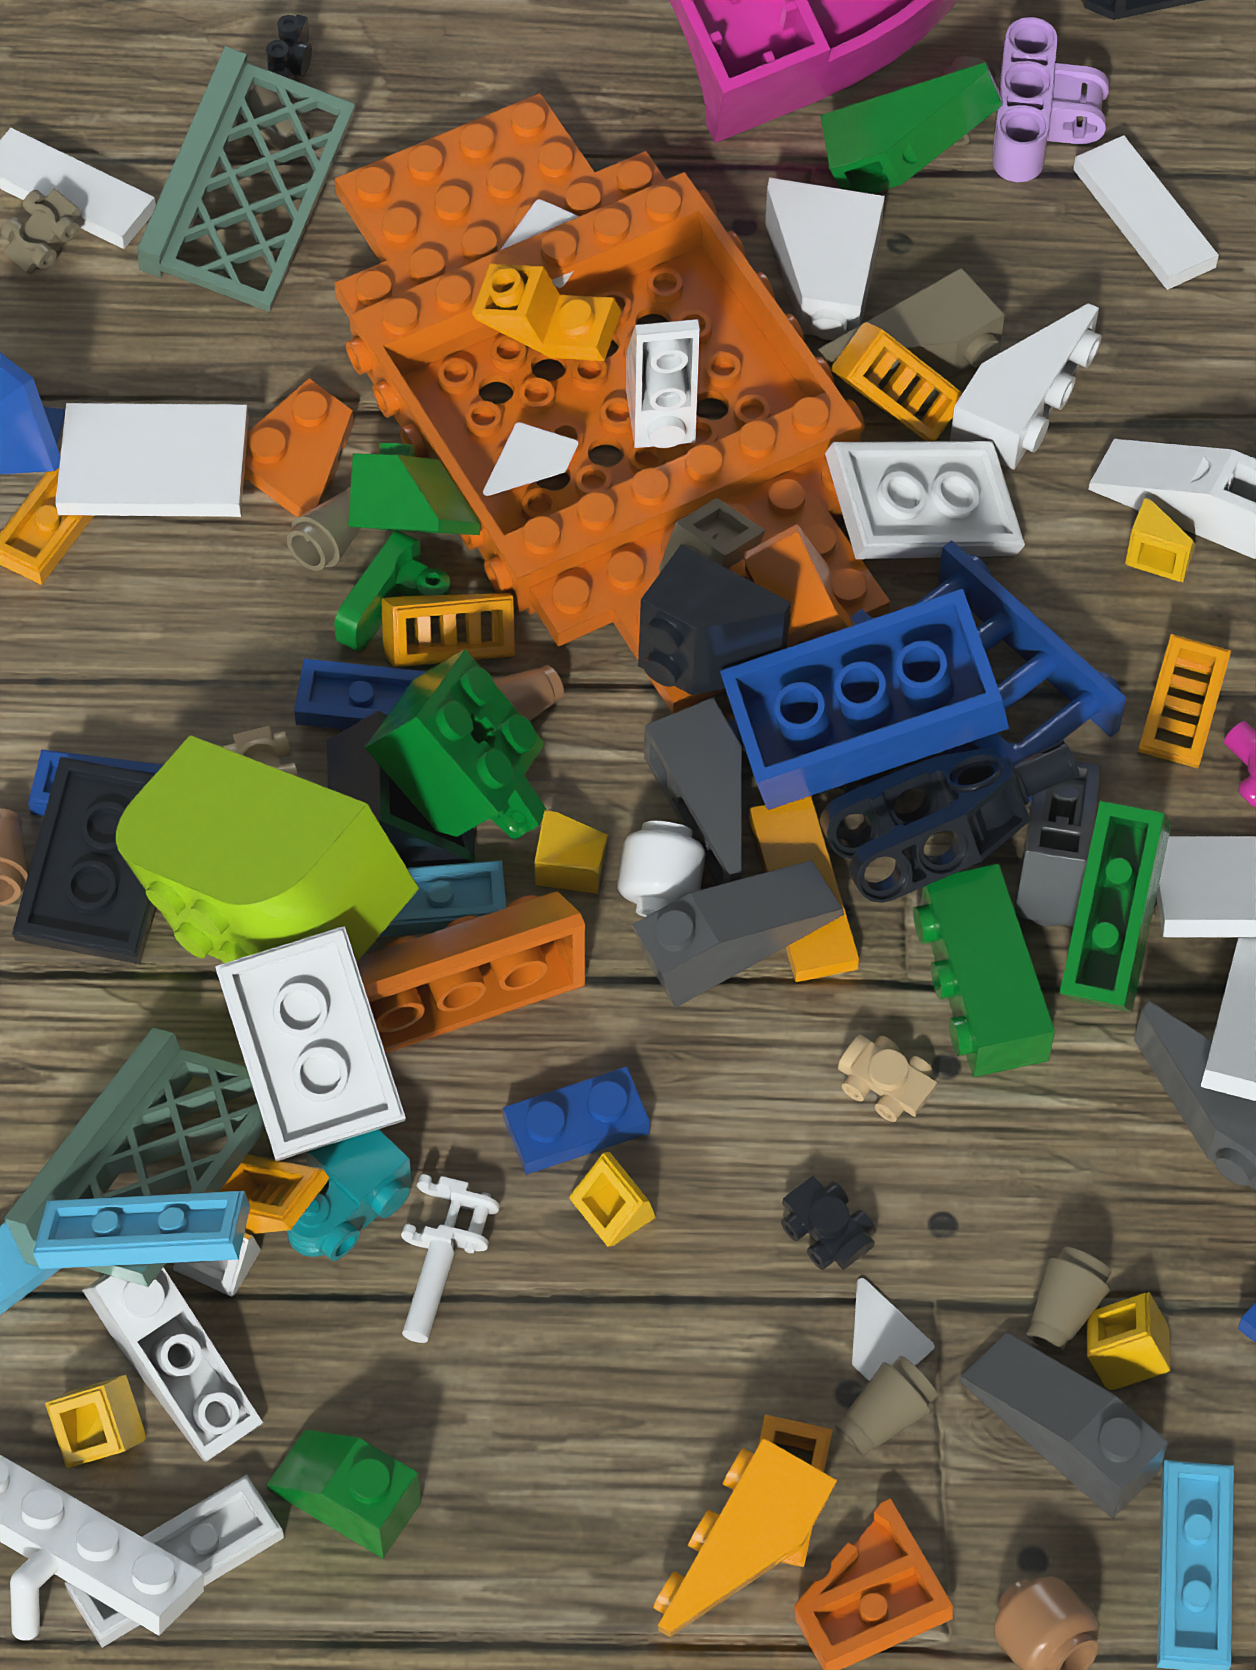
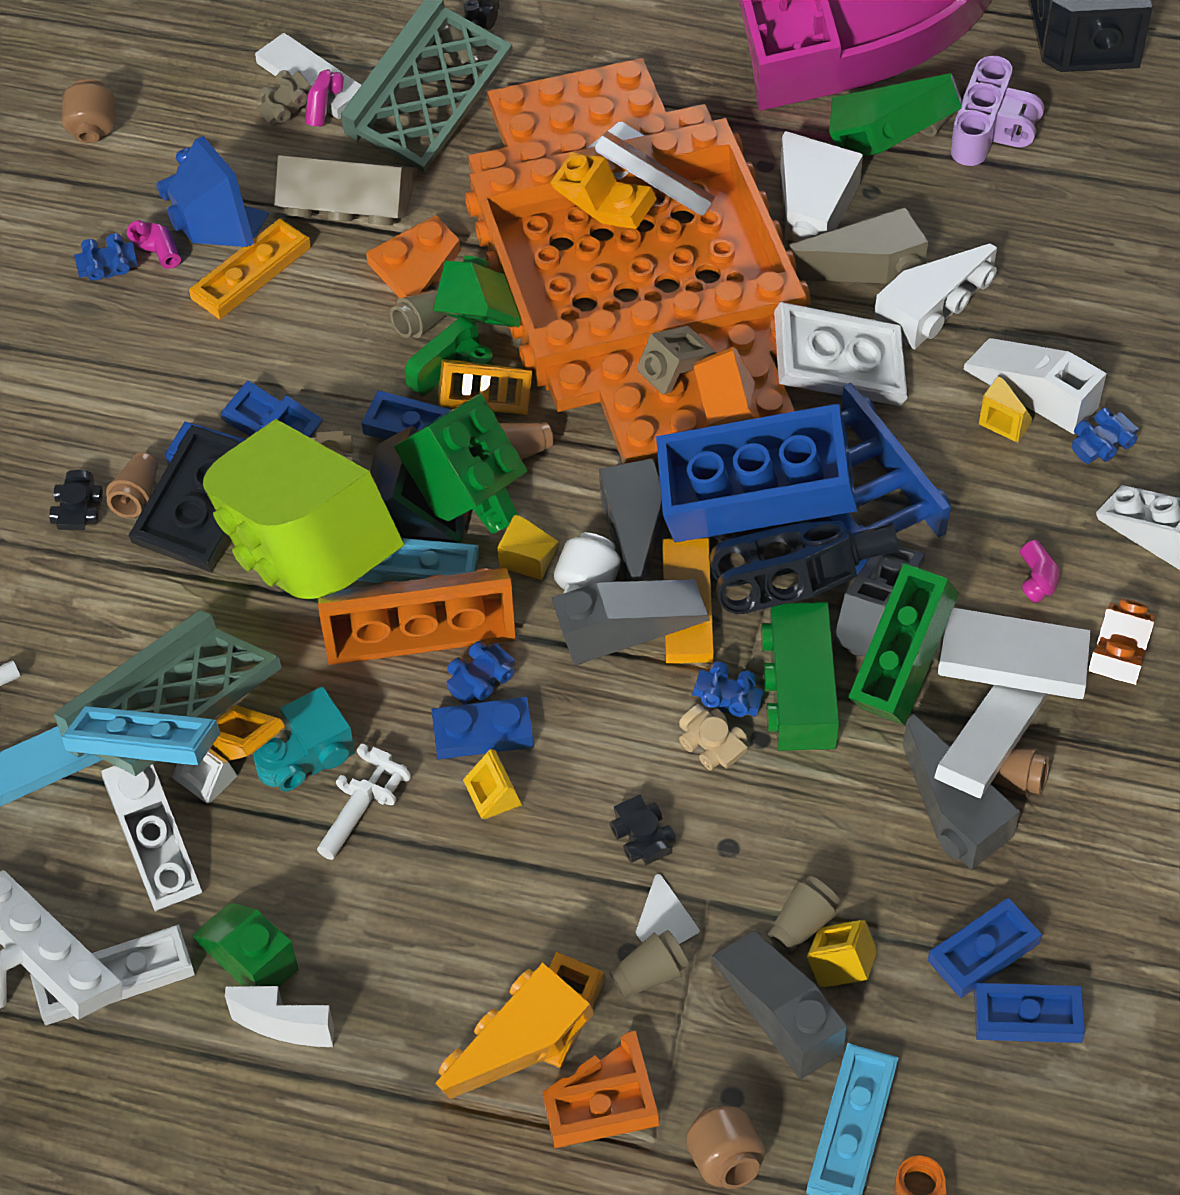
camera: 15 degrees right, 5 degrees down
(93, 221) = (318, 96): none -> dark pink arm
(96, 1421) = (86, 868): yellow slope -> none
(152, 459) = (313, 248): white tile -> none
(156, 723) = (255, 408): none -> blue slope
(169, 356) = (343, 188): none -> slope
(310, 1043) = (295, 632): white tile -> none
(396, 1574) = (263, 1012): none -> white slope
(530, 457) = (567, 282): white sticker -> none
(553, 1047) = (481, 674): none -> blue piece
(611, 275) = (654, 173): none -> tile
(663, 383) = (665, 239): white slope -> none
(706, 621) = (651, 399): black slope -> none
(868, 360) = (816, 250): light orange slope -> none
(892, 1013) = (728, 695): none -> blue piece
(1145, 212) = (1051, 196): white tile -> none
(1194, 657) = (1011, 491): light orange slope -> none

